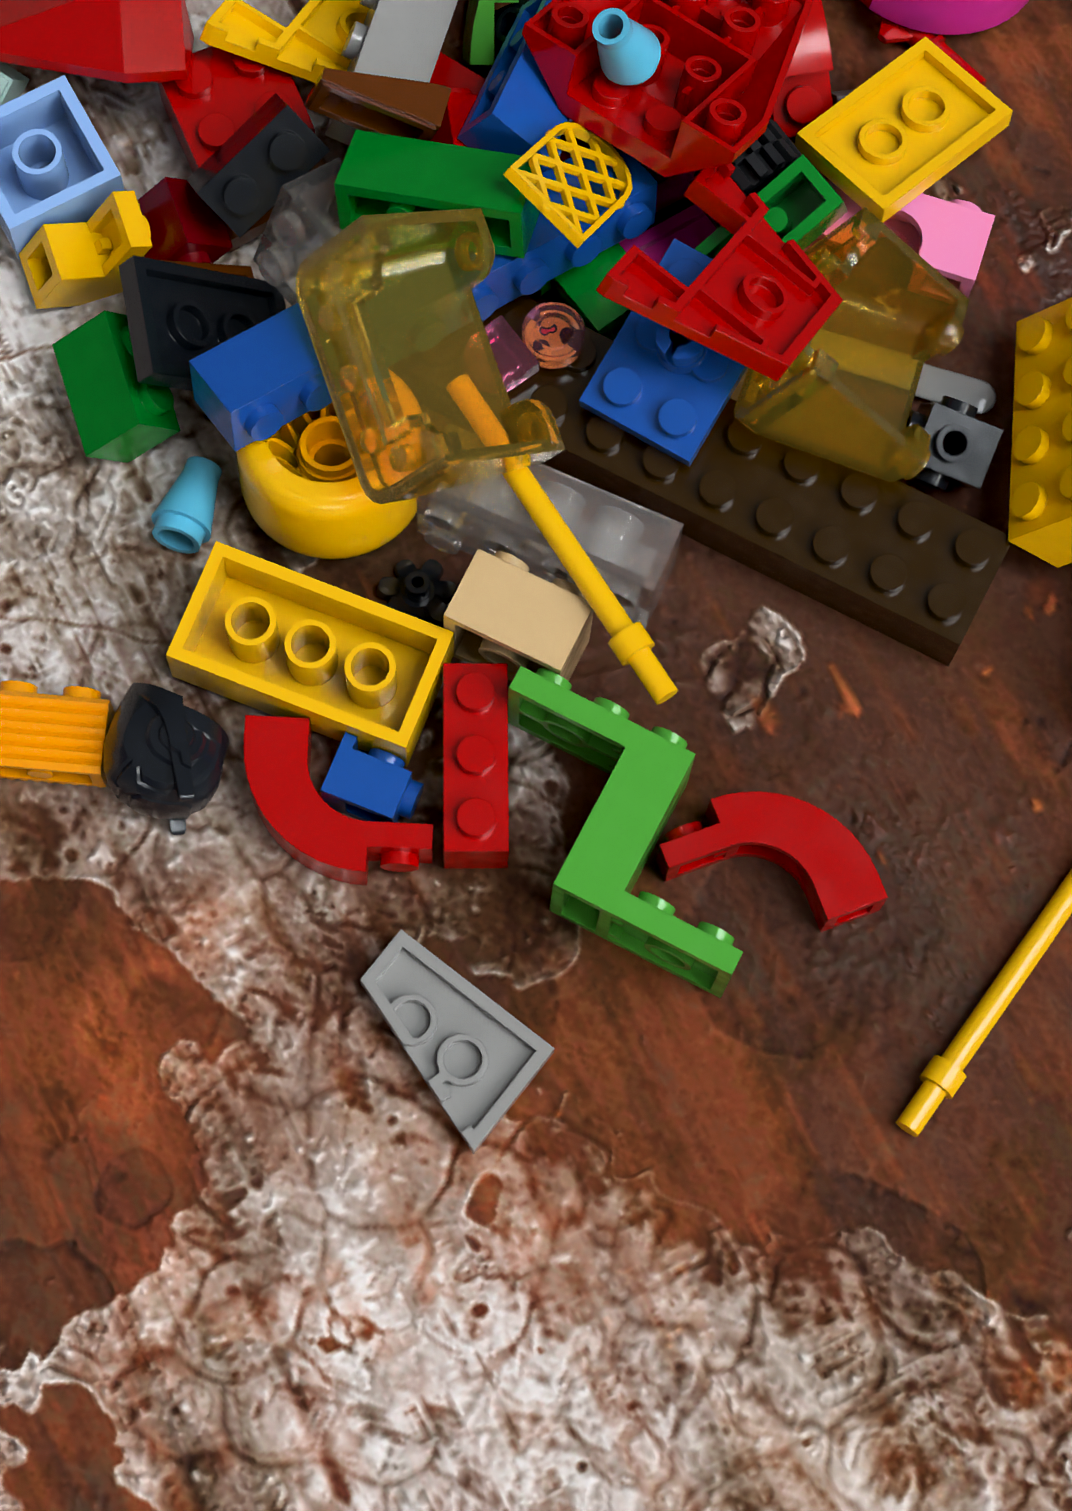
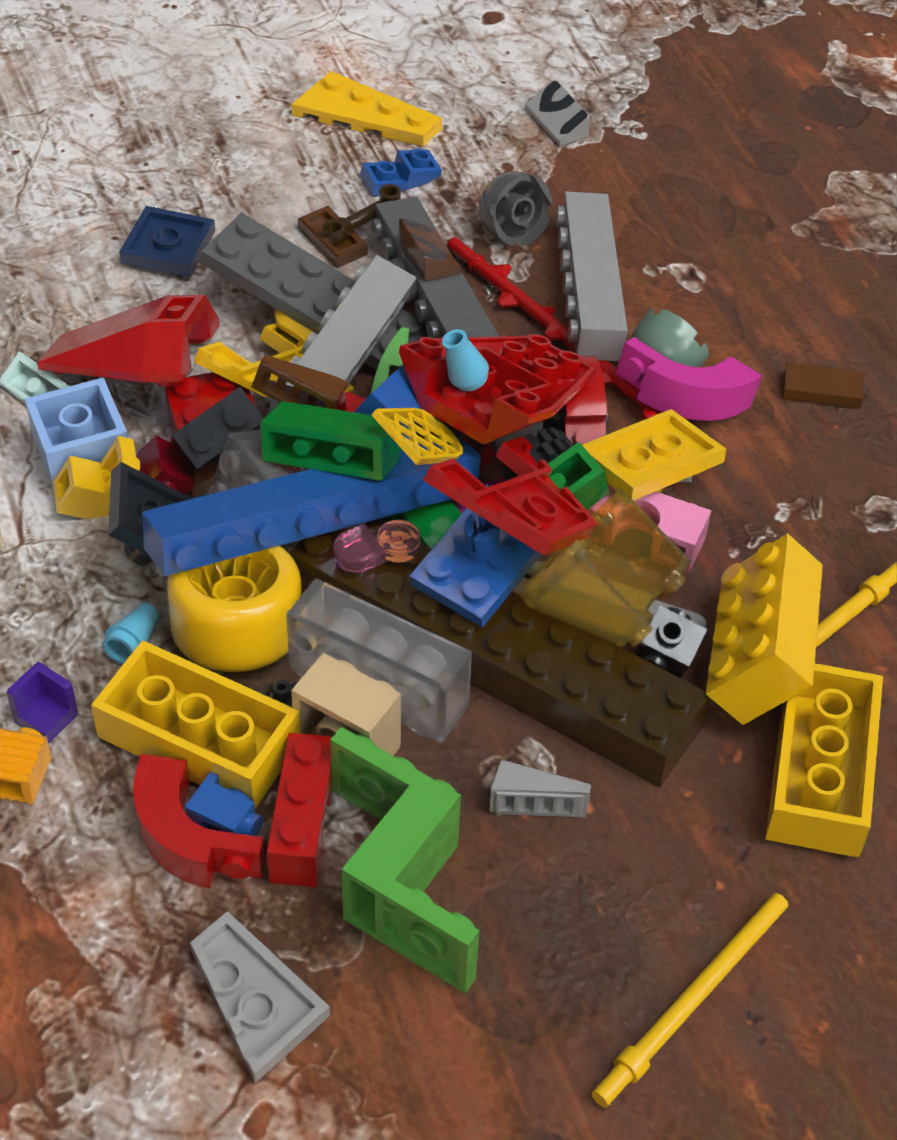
camera: 10 degrees right, 25 degrees down
(89, 639) = (42, 701): none -> dark purple panel
(111, 409) = (95, 563): green brick -> none
(163, 755) = (77, 776): black helmet -> none
(413, 357) = (292, 515): clear yellow windscreen -> none
(629, 639) = (420, 713): yellow bar -> none
(777, 702) = (537, 793): none -> light grey slope
(790, 833) = (527, 878): red arch -> none

